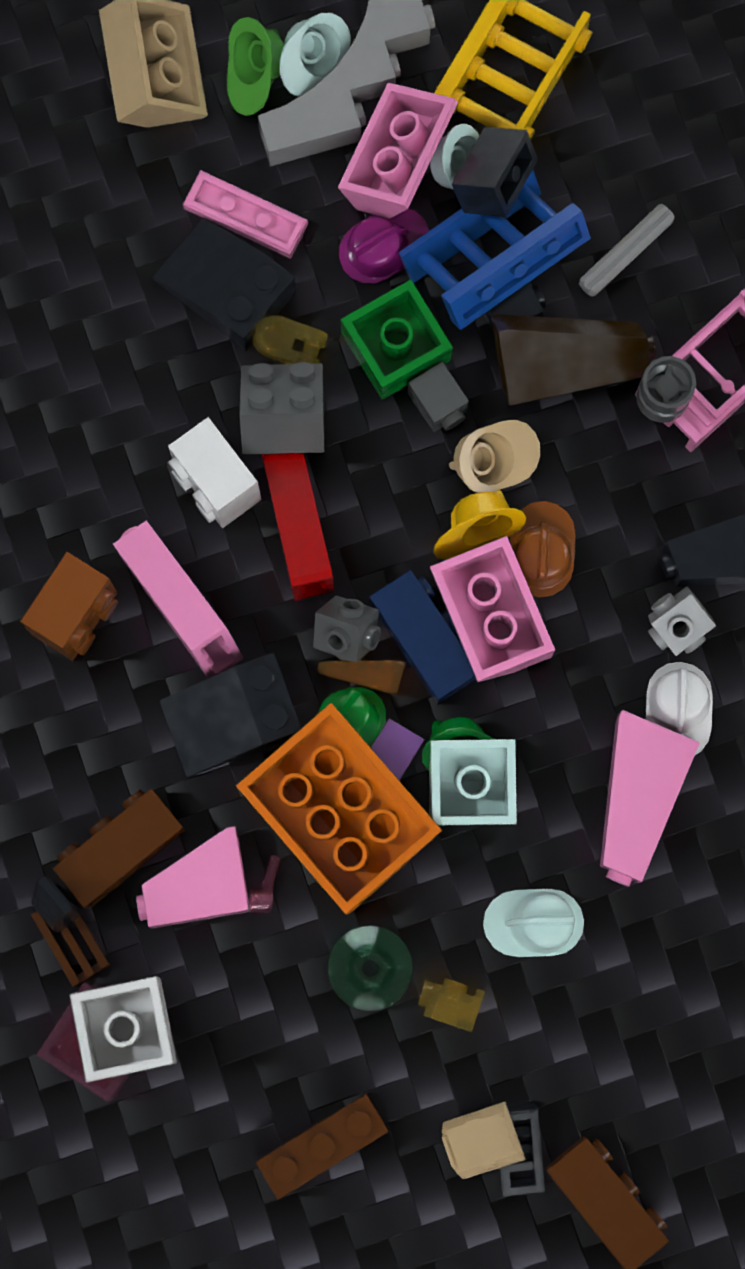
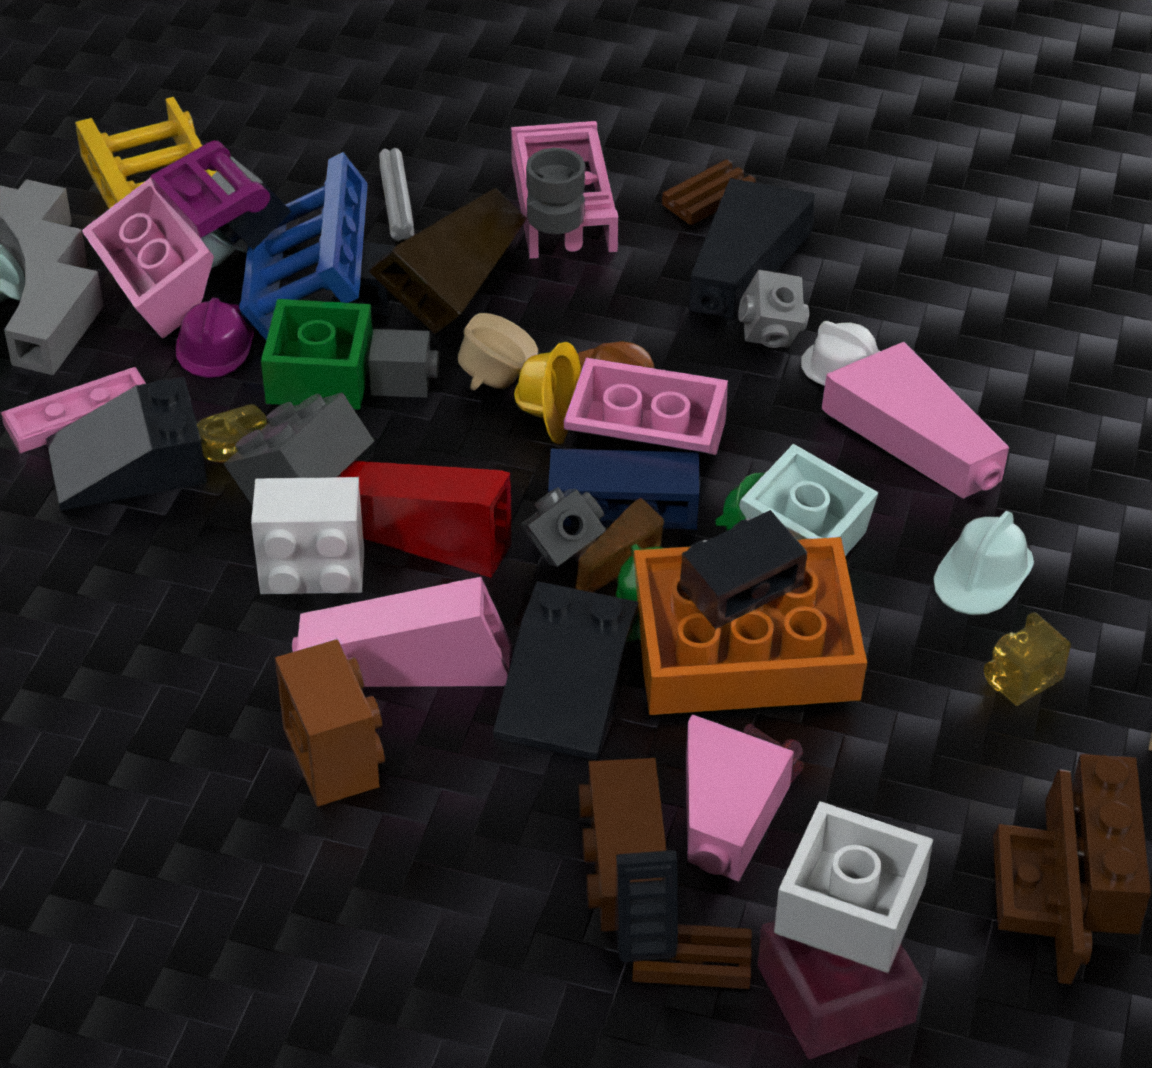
camera: 55 degrees left, 35 degrees down
(265, 1116) = (1041, 879): none -> reddish brown bracket
(349, 789) = (742, 568): none -> black brick
(361, 946) = (936, 703): clear green dish -> none
(446, 152) = (199, 197): none -> magenta plate

